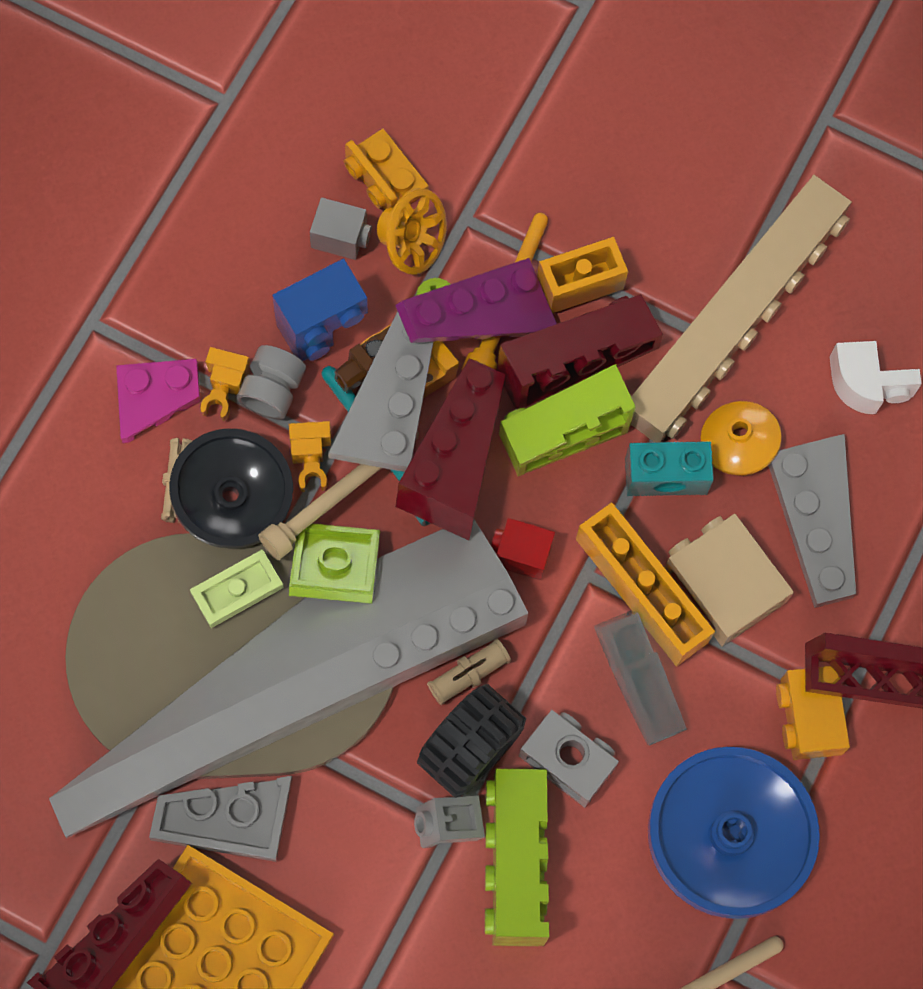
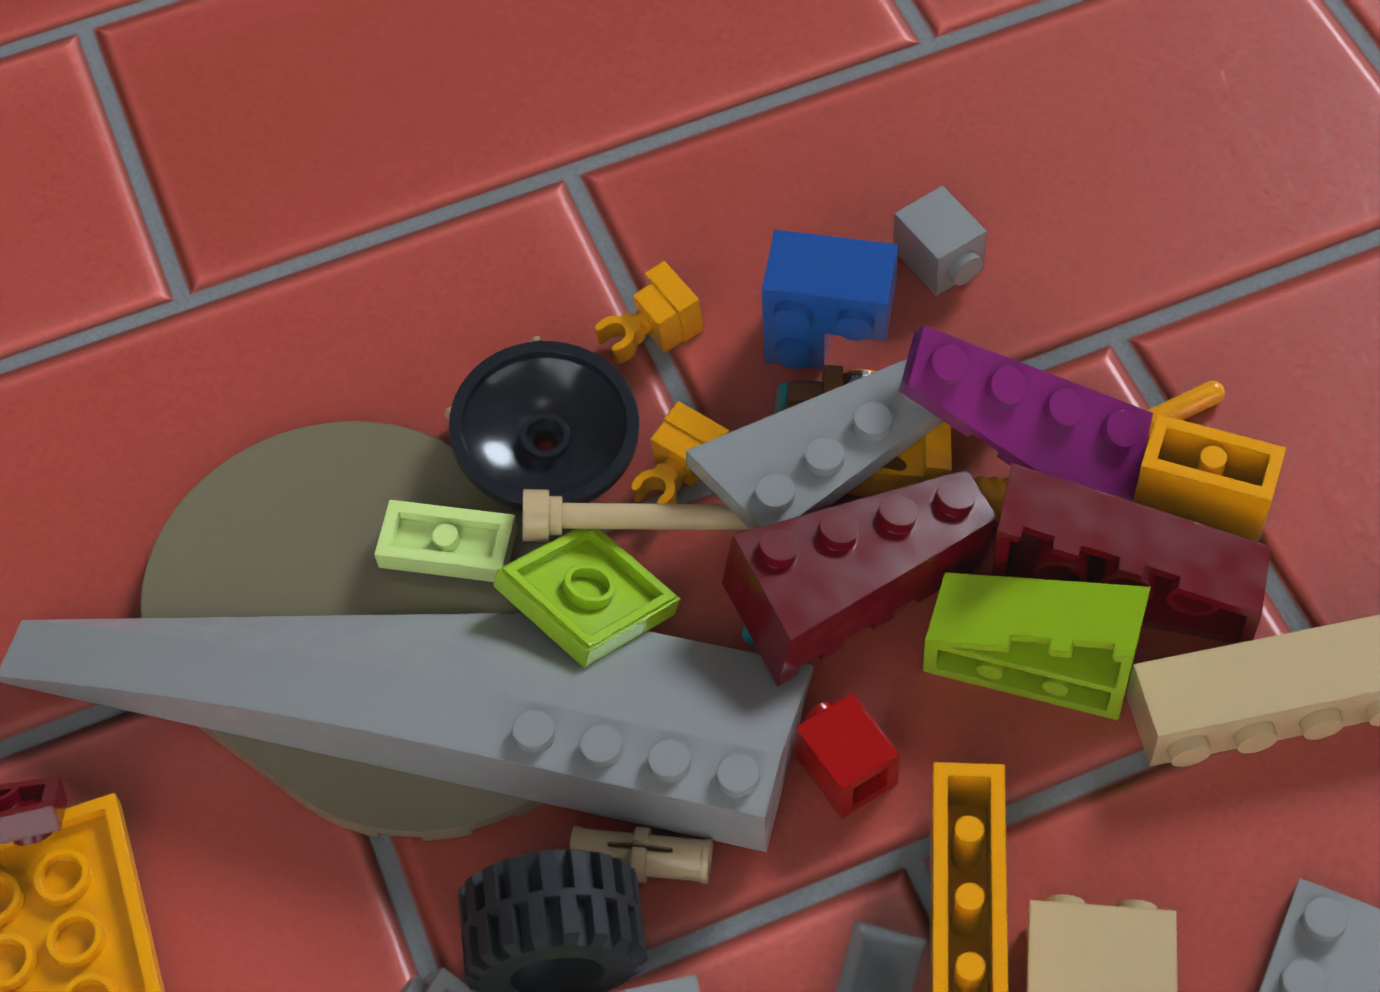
camera: 50 degrees right, 15 degrees down
(154, 393) = (564, 282): dark pink wing -> none
(227, 820) = (190, 805): light grey wing -> none
(269, 387) = (712, 345): light grey wheel -> none
(382, 169) = (1054, 222): light orange bracket -> none
(407, 230) = (1023, 290): light orange wheel -> none
(668, 468) = (1131, 793): teal brick -> none
(742, 453) = (1269, 852): light orange dish -> none

